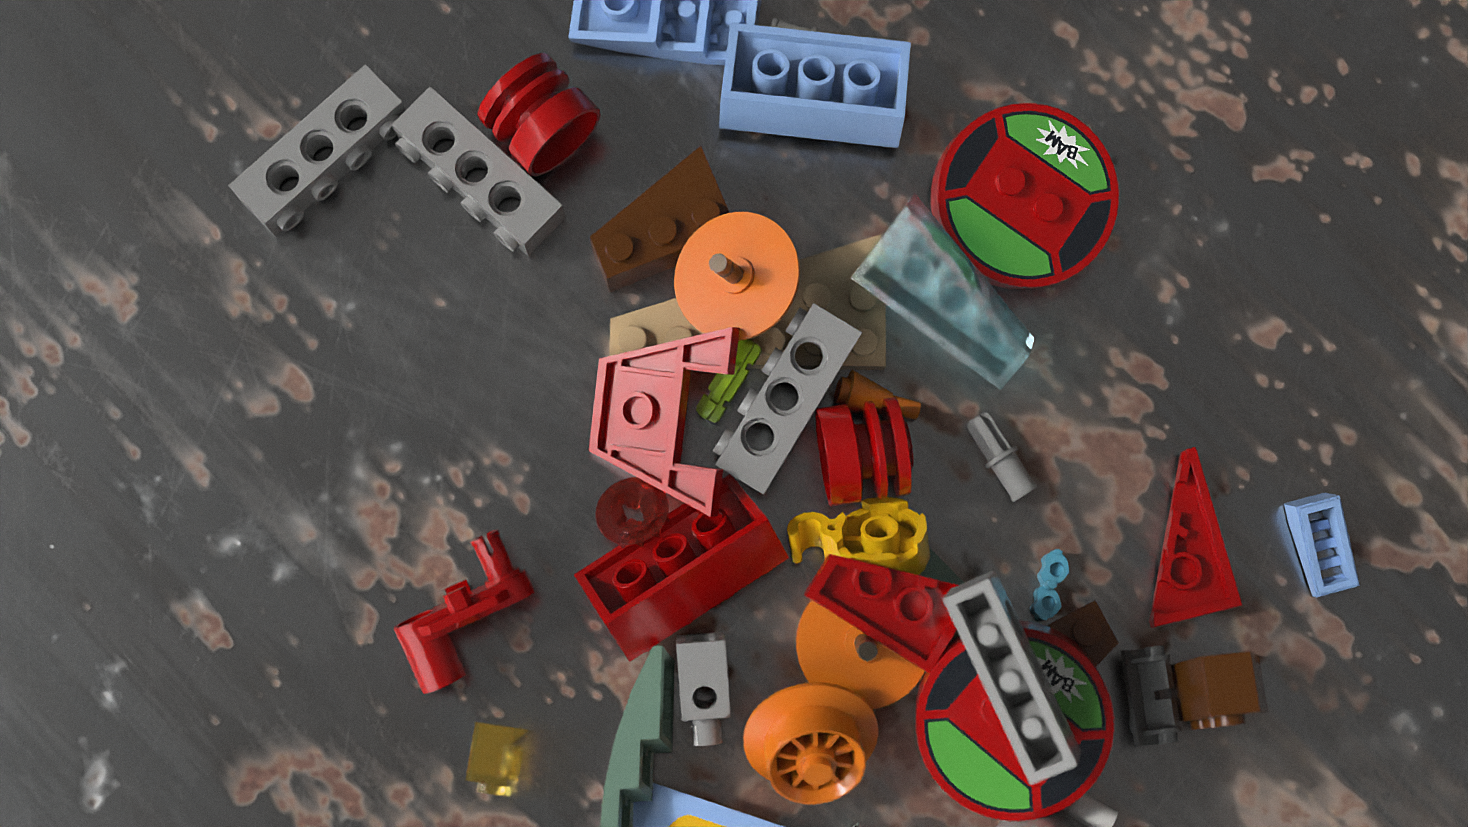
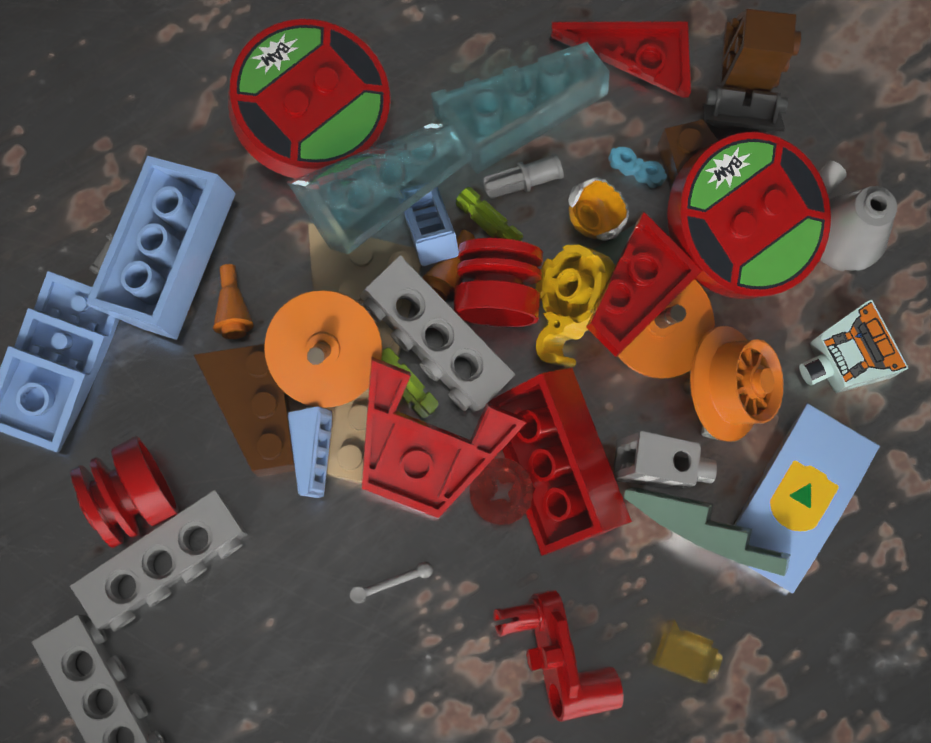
camera: 80 degrees left, 0 degrees up
(489, 388) = (359, 594): none -> light grey hinge
(629, 294) = (310, 446): none -> light blue slope
(762, 177) = (231, 315): none -> orange cone
(892, 375) = (431, 230): none -> light blue slope
(942, 430) = (486, 215): none -> lime axle
(981, 545) = (597, 209): none -> light orange hair
(1012, 677) = (728, 198): light grey brick -> none
(1083, 431) = (521, 103): none -> clear light blue wedge

